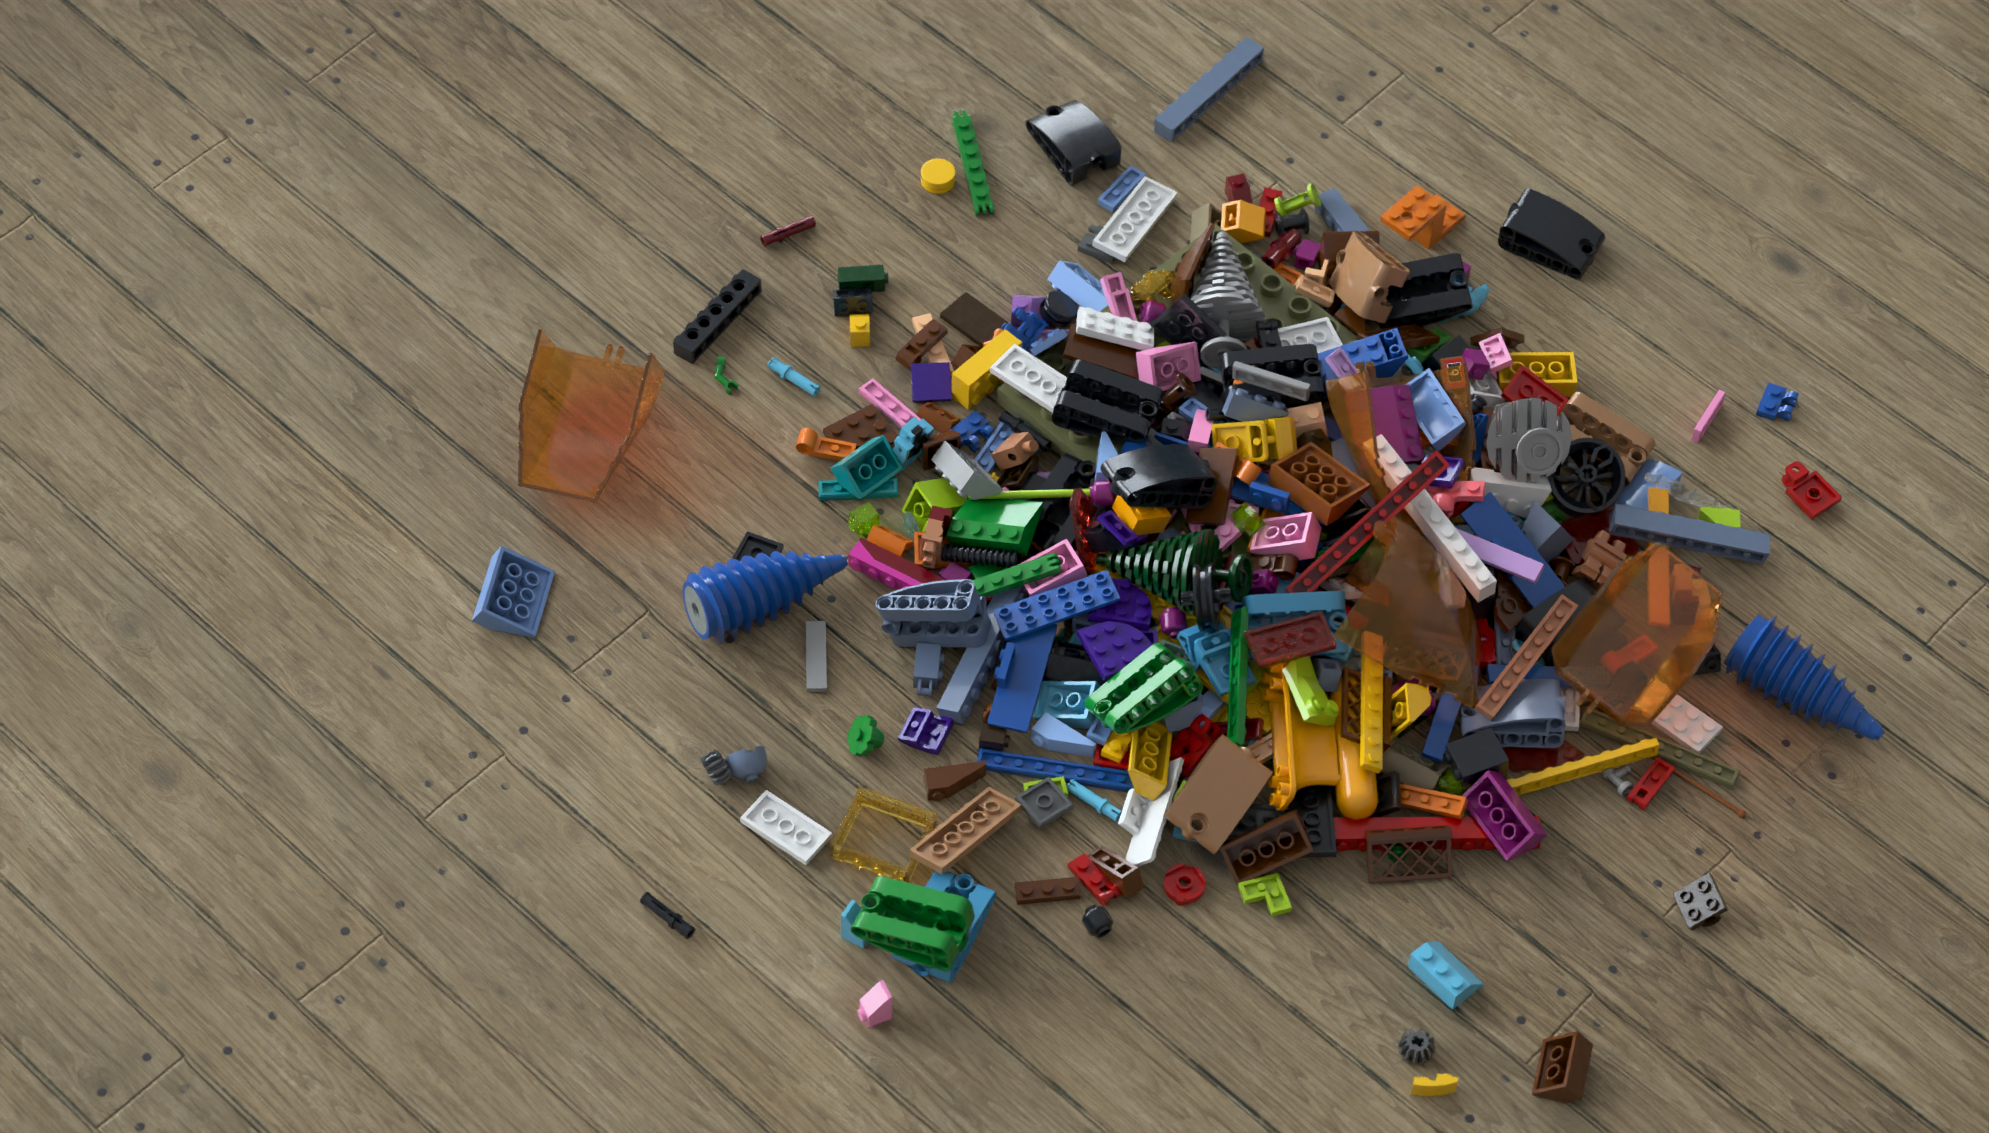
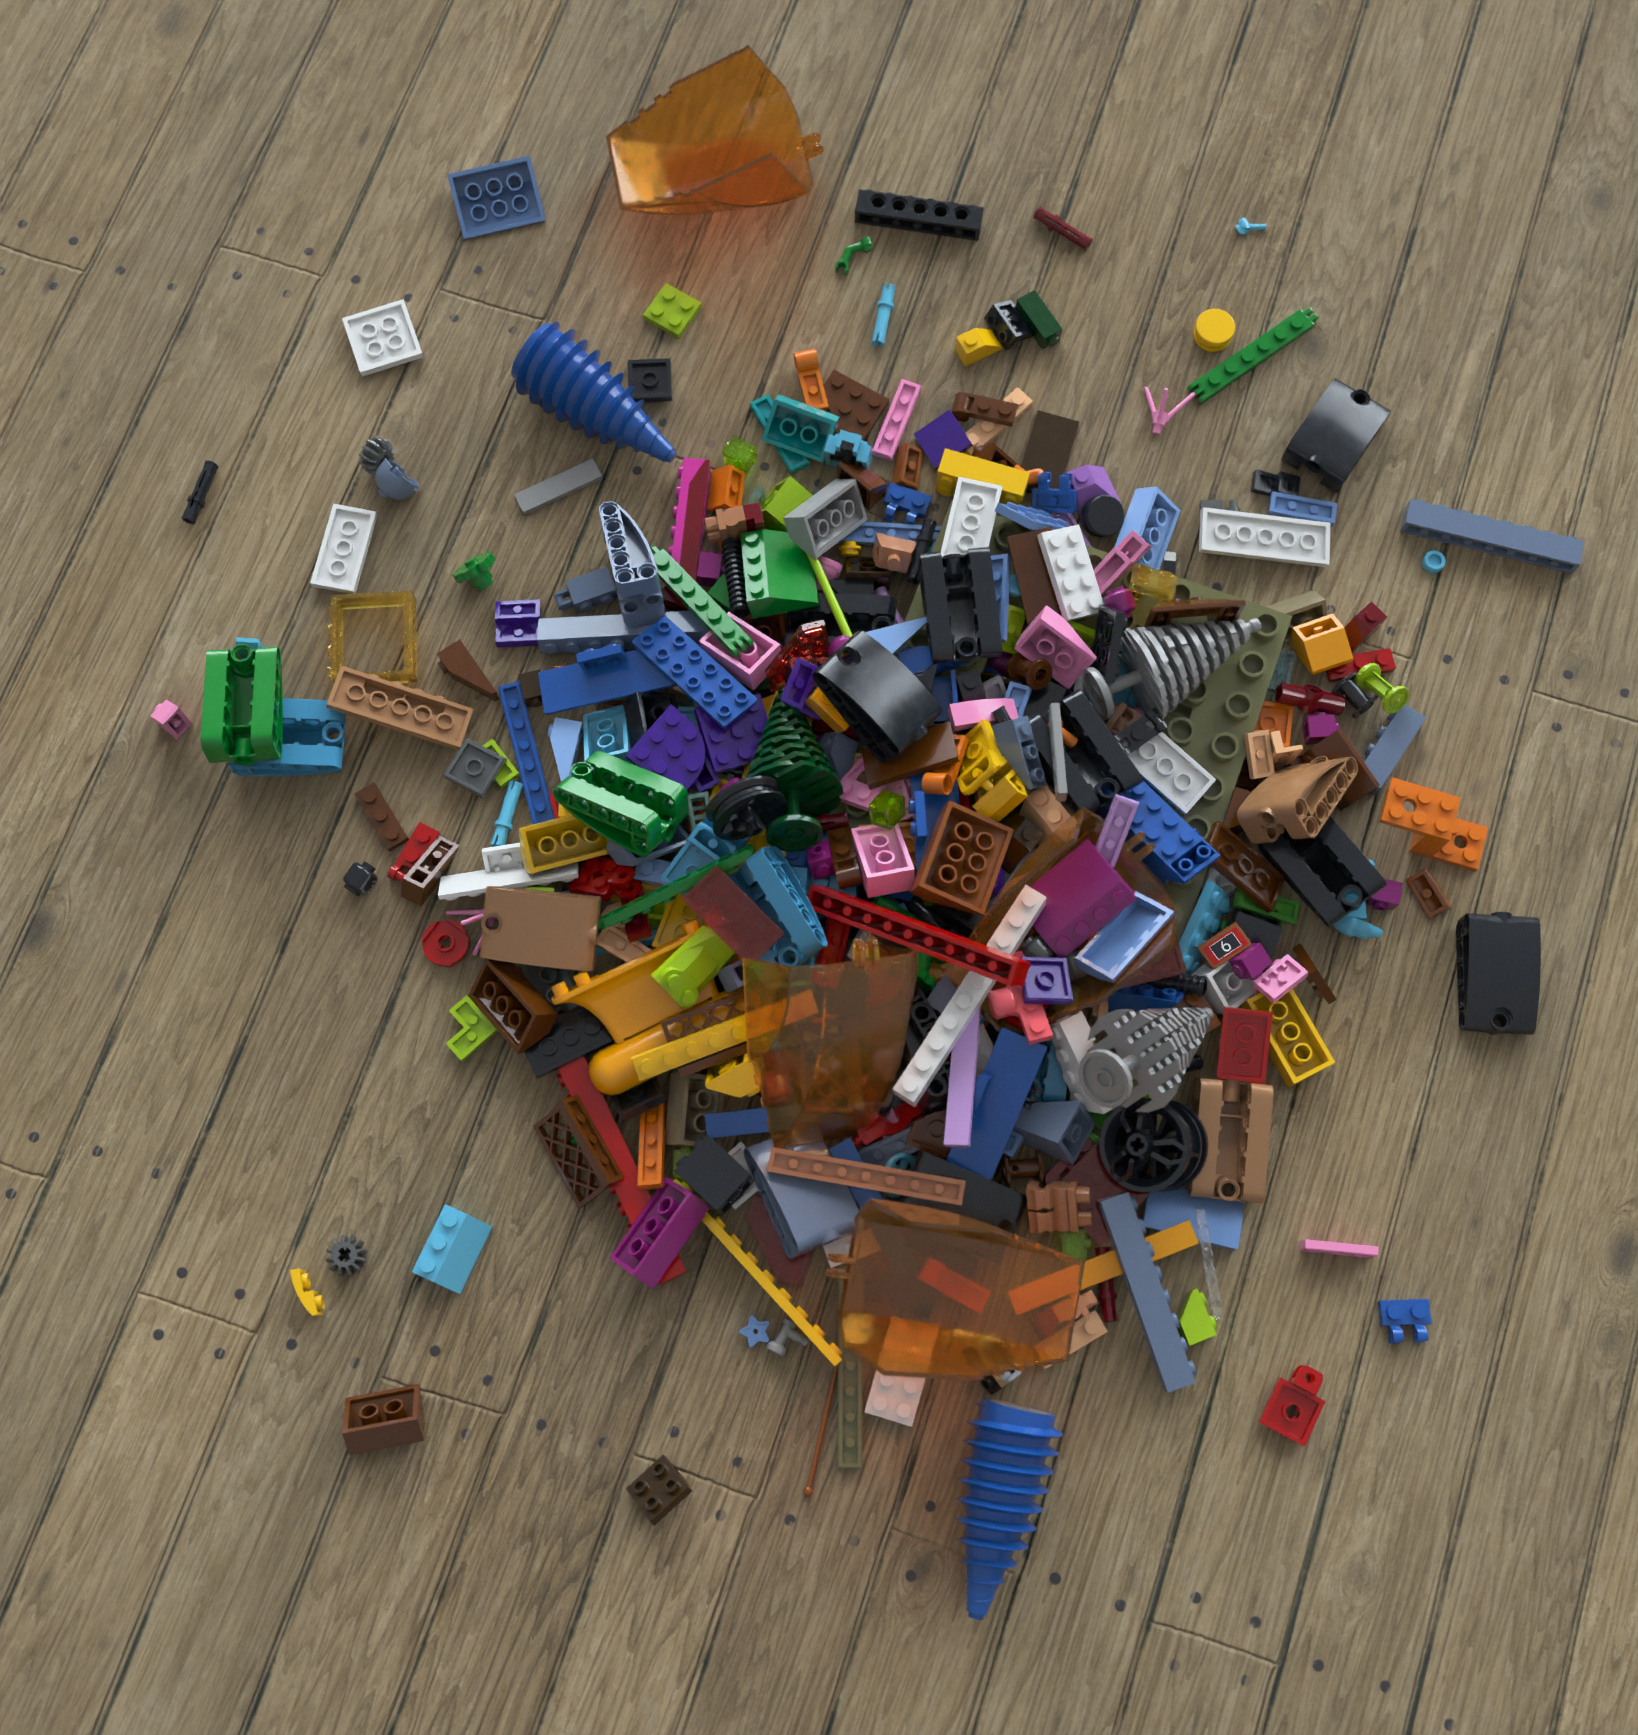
camera: 65 degrees right, 20 degrees up
(598, 727) = (382, 338): none -> white plate
(699, 516) = (672, 310): none -> lime plate
(857, 121) = (1244, 227): none -> medium azure hand
(992, 241) = (1159, 416): none -> bright pink plant
(1088, 199) = (1265, 482): none -> black slope
(1178, 842) = (479, 915): none -> bright pink plant
(1208, 133) = (1433, 562): none -> medium azure tile
(1469, 250) = (1428, 893): none -> dark orange slope
(1605, 802) = (760, 1326): none -> medium blue plate
(1651, 783) = (797, 1375): red plate -> none

